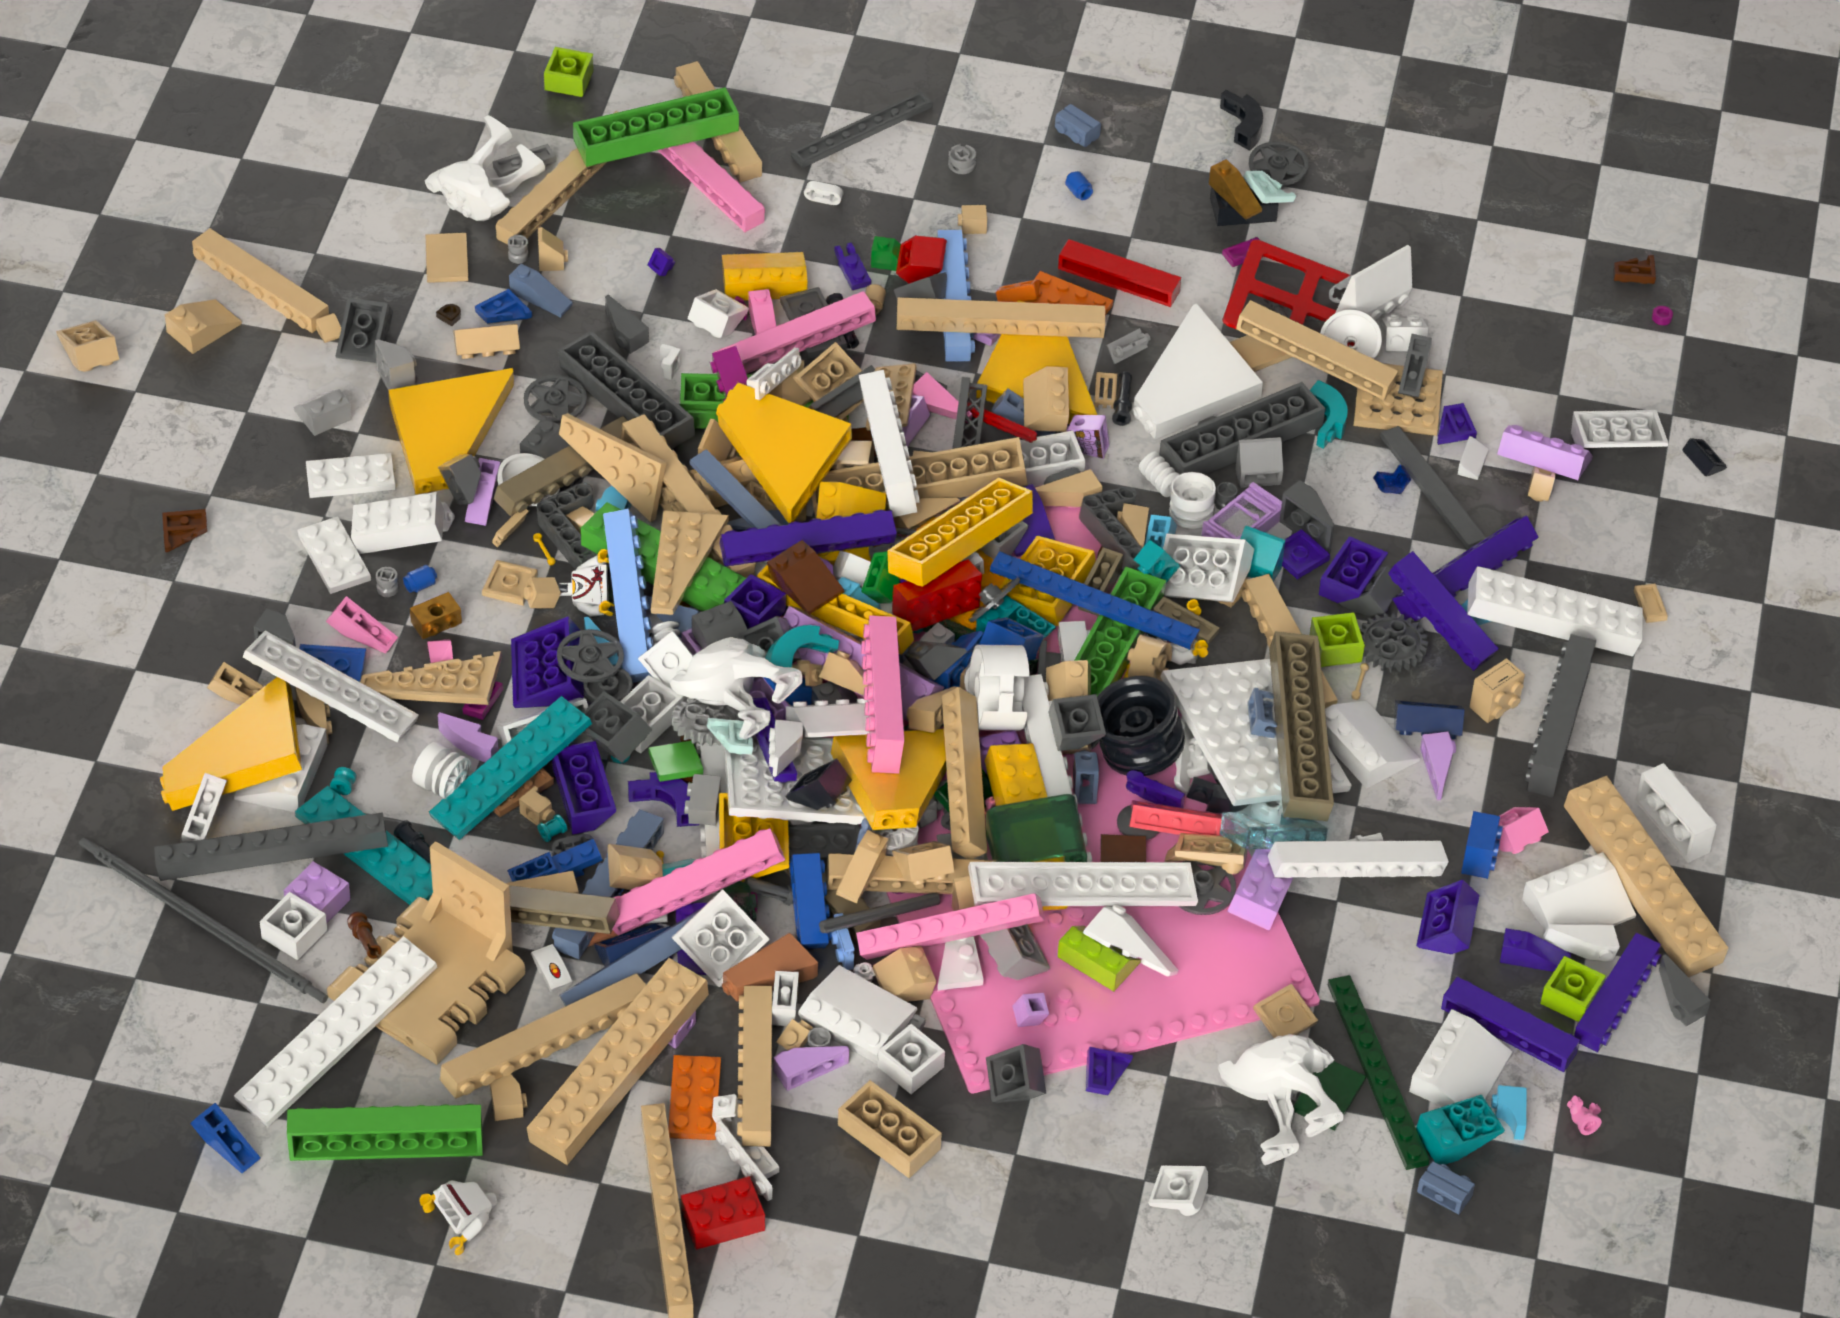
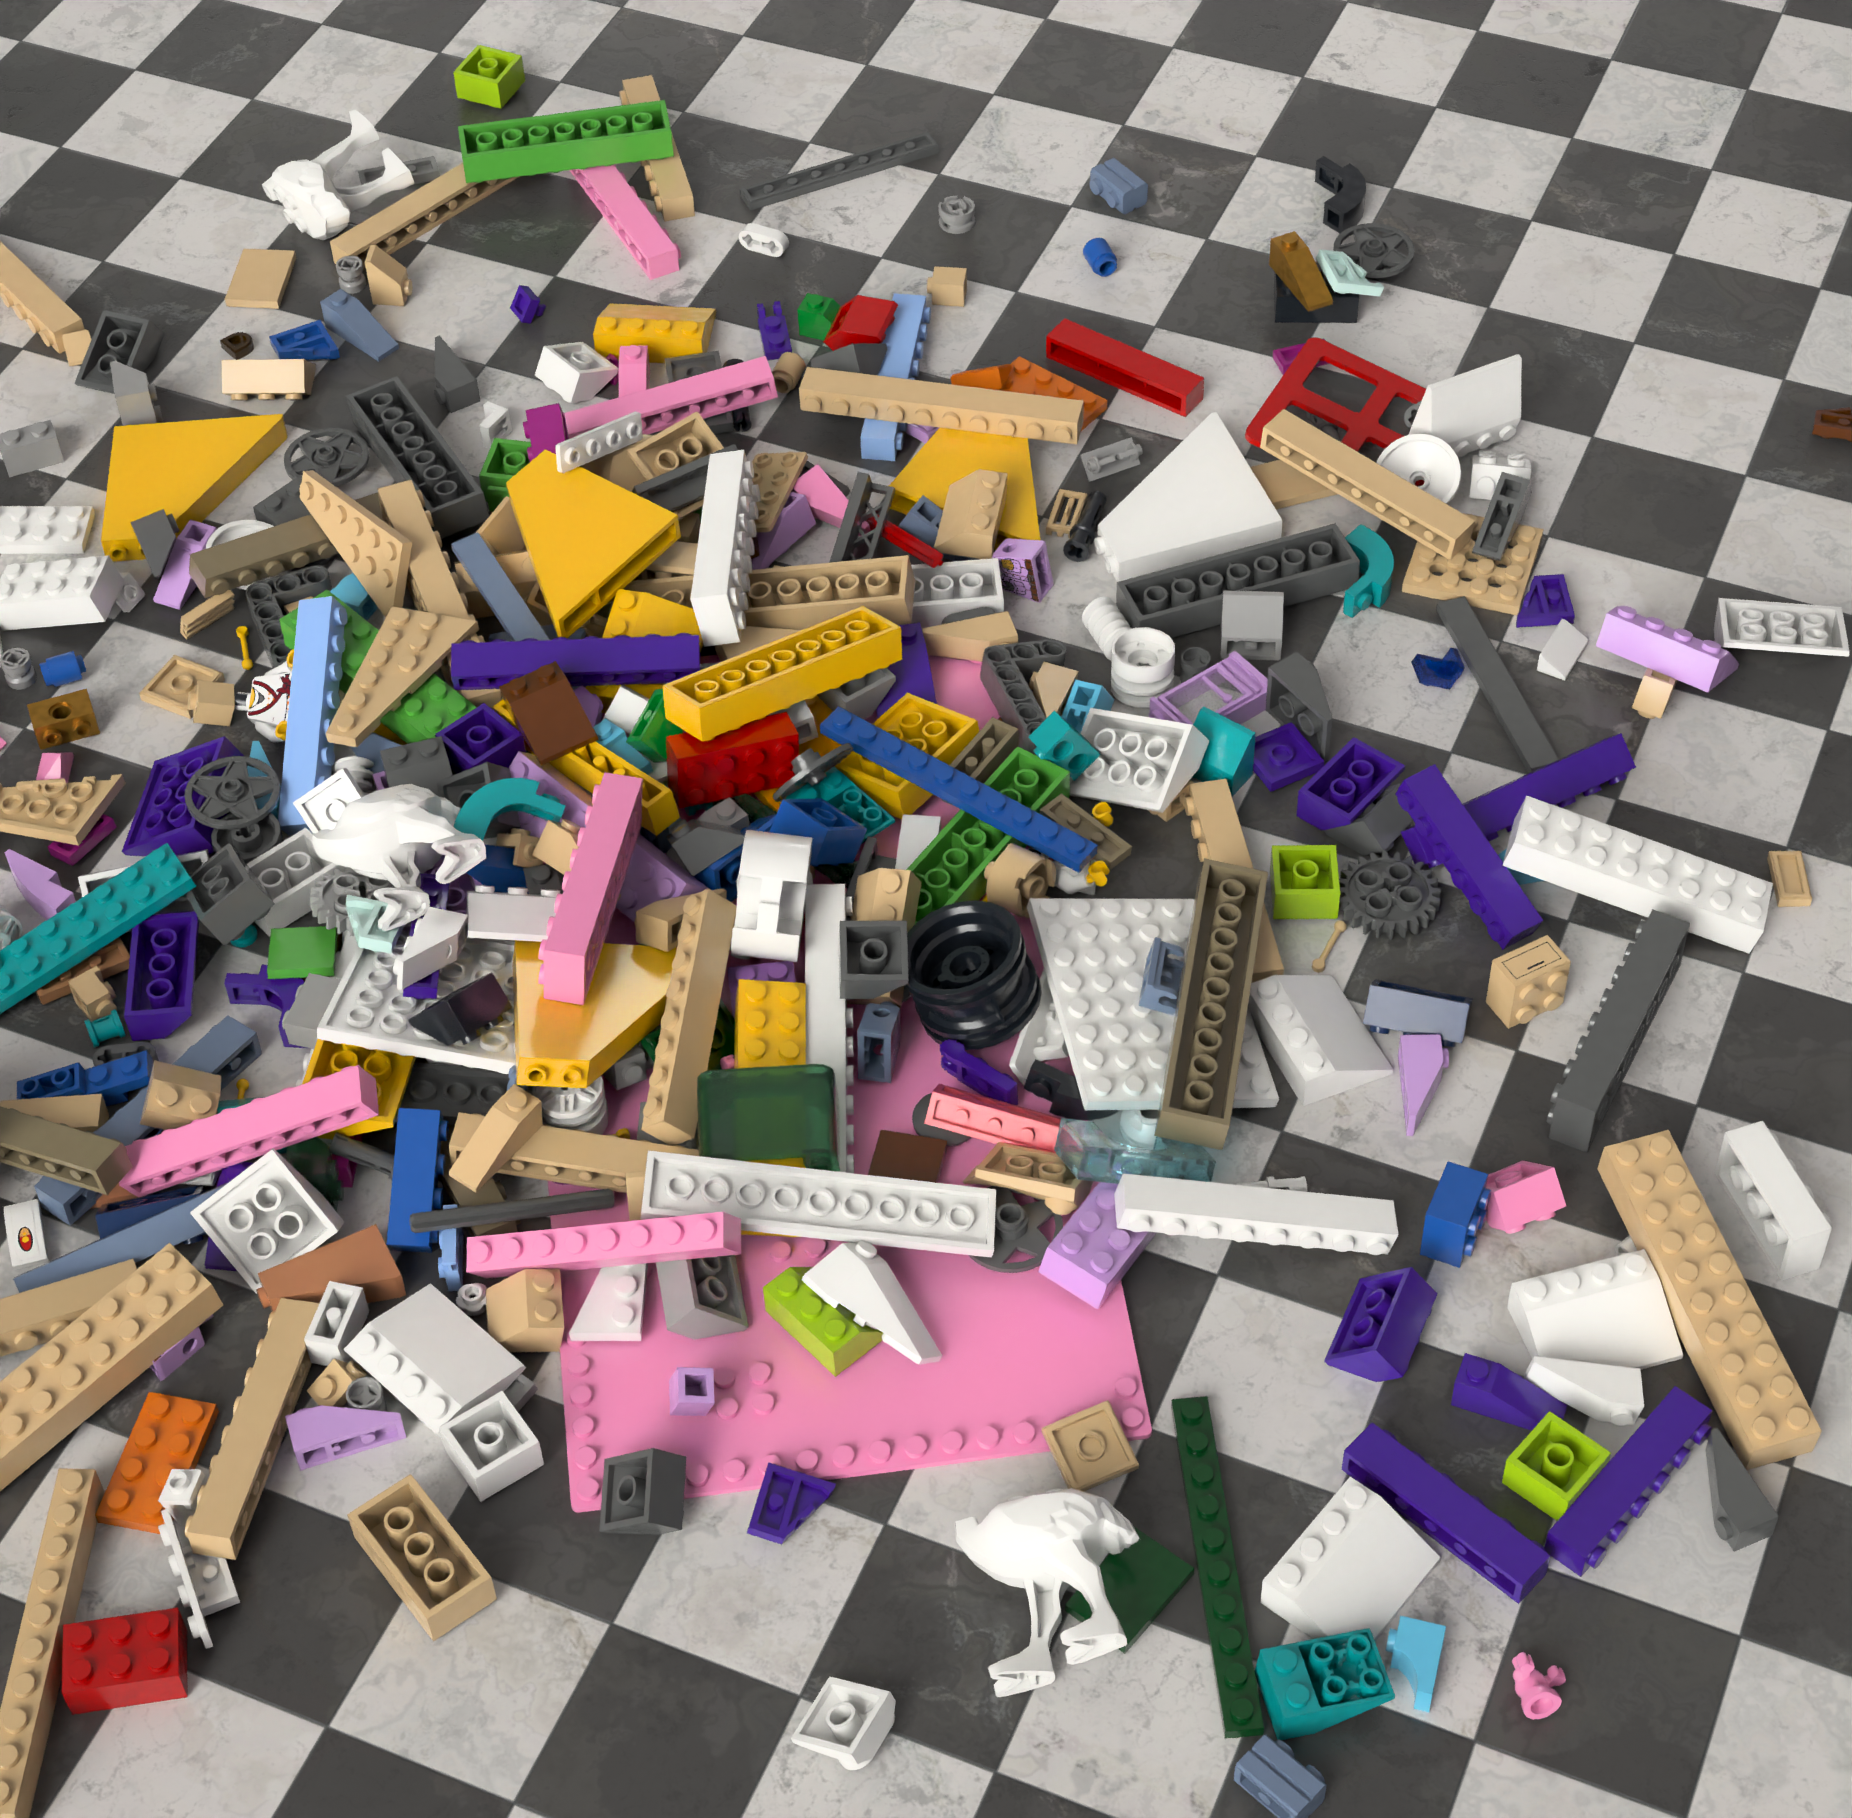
camera: 15 degrees right, 0 degrees up
(924, 861) = (592, 1142): tan slope -> none

